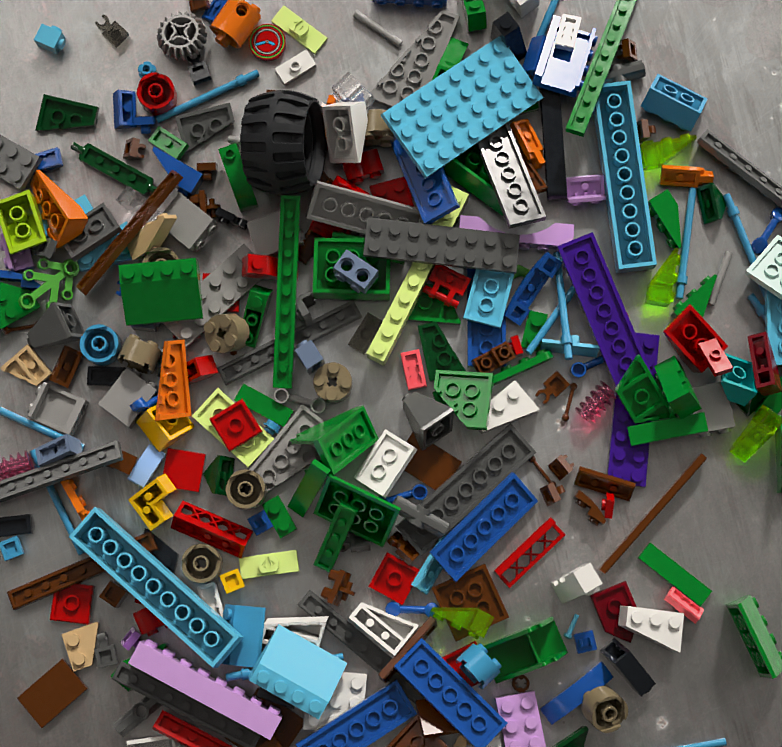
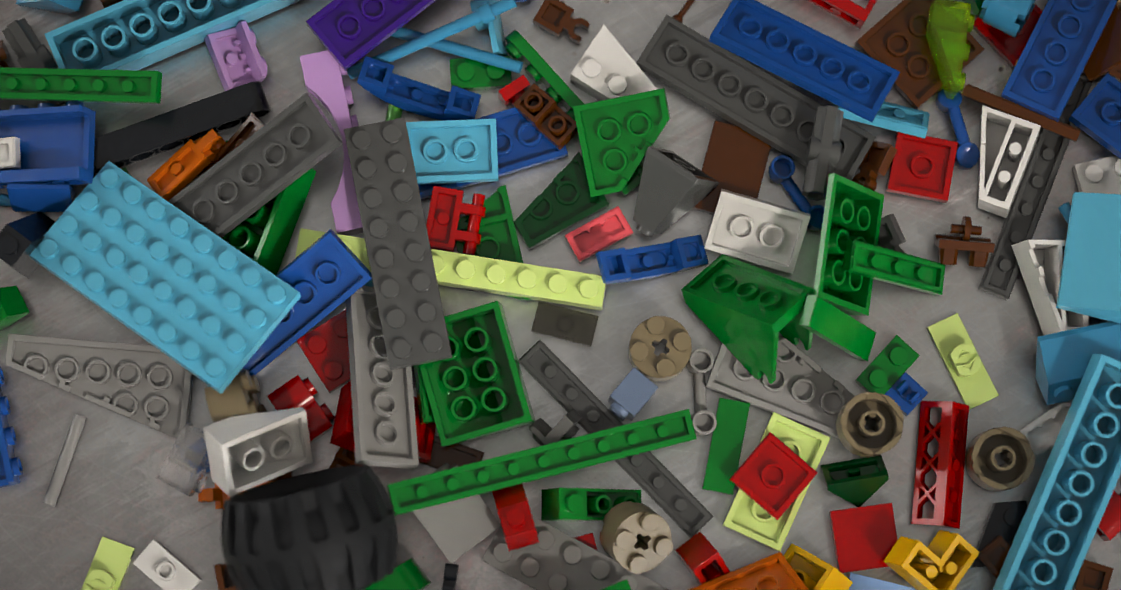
camera: 115 degrees left, 0 degrees up
(232, 581) = (1009, 405): yellow tile -> none
(271, 427) = (756, 422): dark azure plate -> none
(359, 268) = (473, 358): sand blue brick -> none
(387, 394) = (652, 260): none -> blue slope
(452, 55) = (88, 324): green slope -> none

